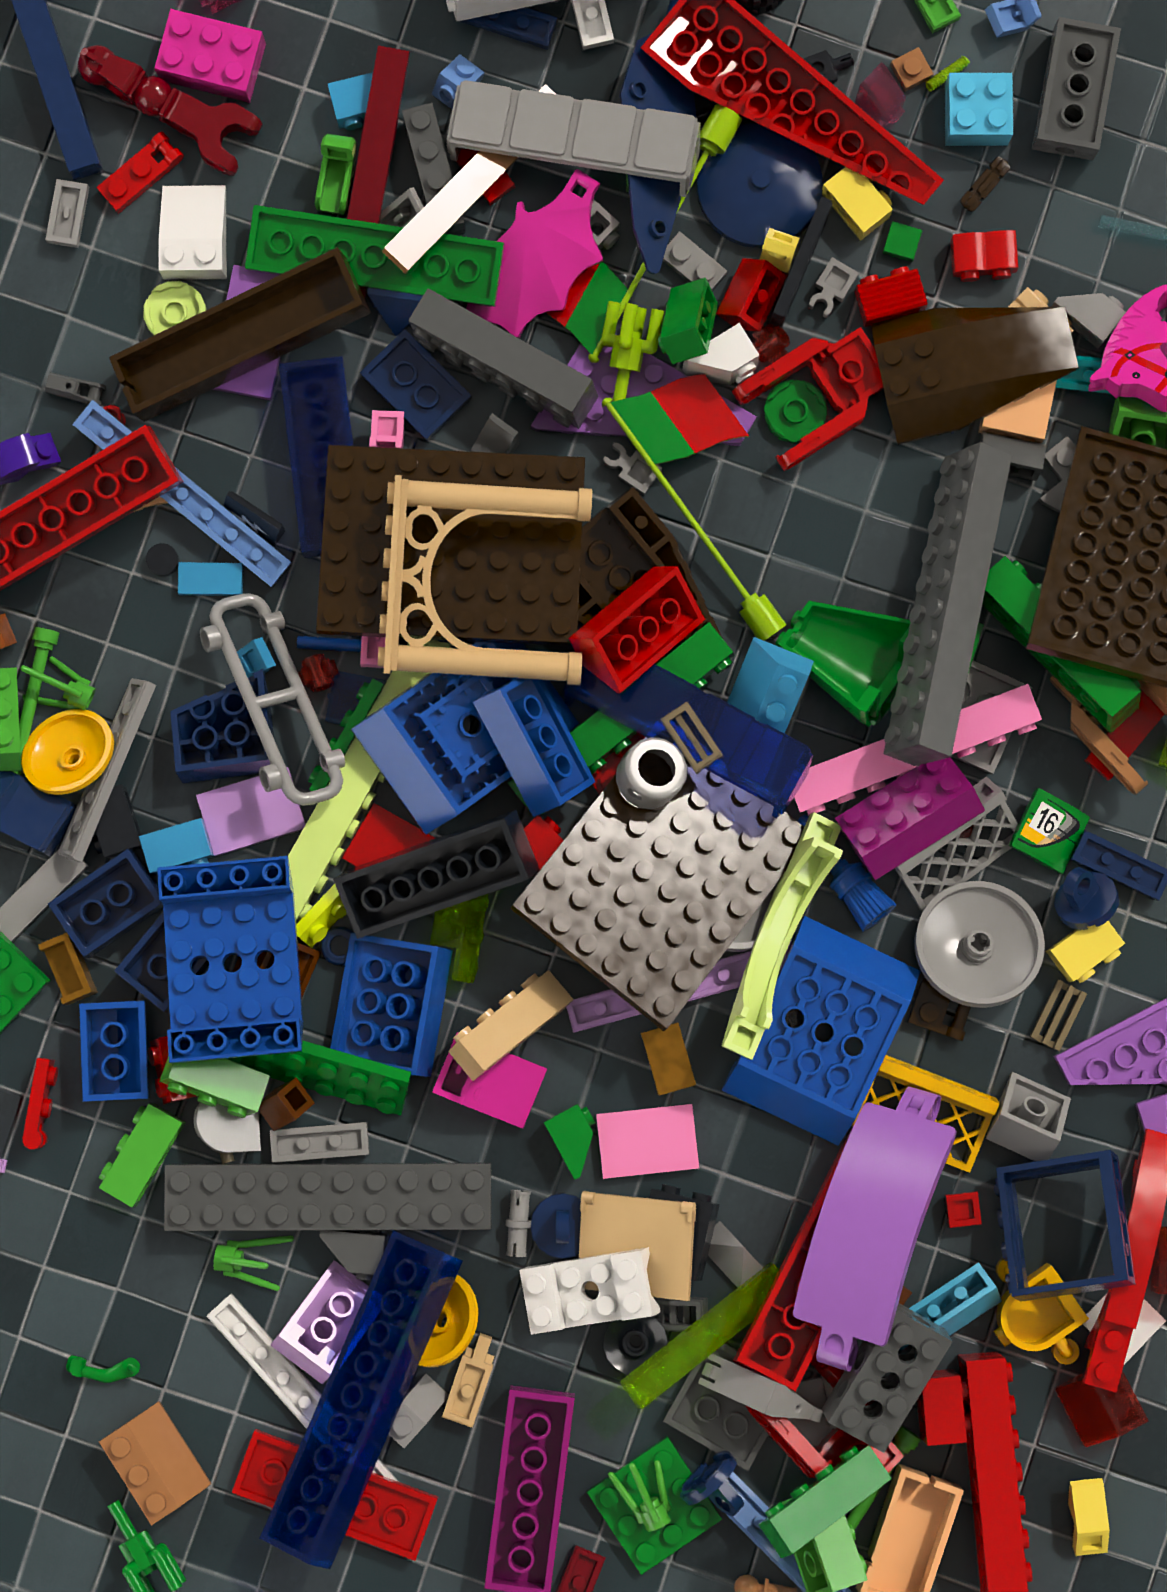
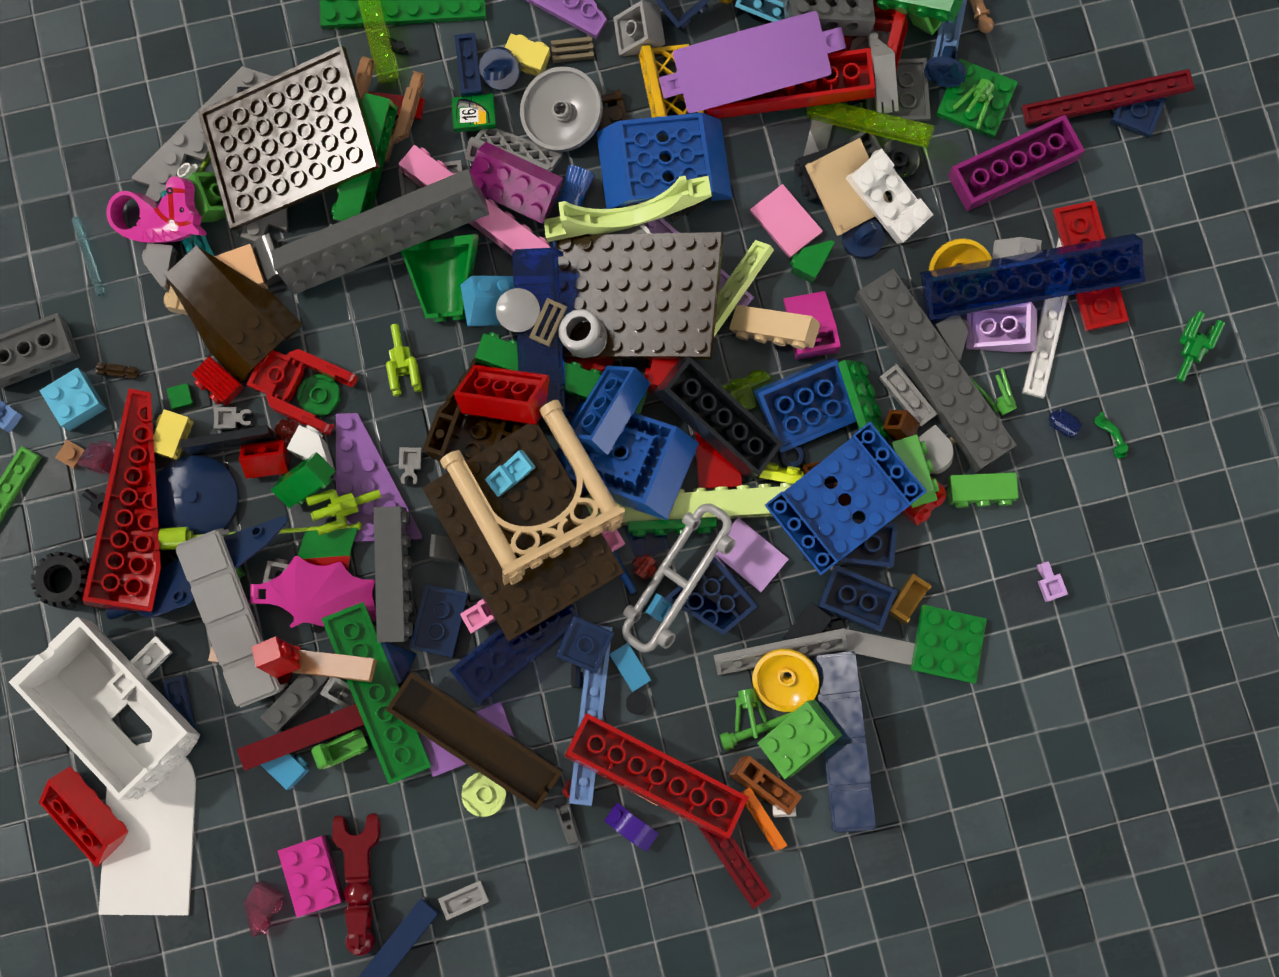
camera: 120 degrees left, 5 degrees down
(39, 1104) = (993, 565): red plate -> none
(114, 1051) = (936, 539): blue slope -> none
(139, 173) = (411, 873): red plate -> none
(155, 1463) = (1142, 372): medium nougat slope -> none
(156, 1318) = (1064, 422): none -> clear blue brick
(177, 846) = (798, 582): dark azure brick -> none
(193, 233) = (427, 814): white slope -> none
(268, 536) = (584, 644): none -> dark blue tile
(451, 76) = (235, 716): medium blue bracket -> none
(470, 1383) = (983, 230): tan hinge -> none
(484, 157) = (276, 657): none -> red brick
(518, 1223) = (877, 261): light grey pin -> none
(527, 569) = (510, 473): none -> medium azure slope
(600, 1023) = (741, 280): none -> yellowish green plate
(668, 1059) = (736, 233): pearl gold panel -> none
(675, 425) = (370, 453): flag -> none
(692, 261) = (265, 505): light grey plate -> none
(730, 708) = (517, 310): none -> light grey dish
(766, 534) = (401, 364): none -> lime plant
(779, 249) = (227, 457): light yellow slope -> none
(941, 77) = (62, 433): lime piece -> none
(963, 1209) = (709, 32): red plate -> none
(984, 254) = (159, 344): red brick -> none

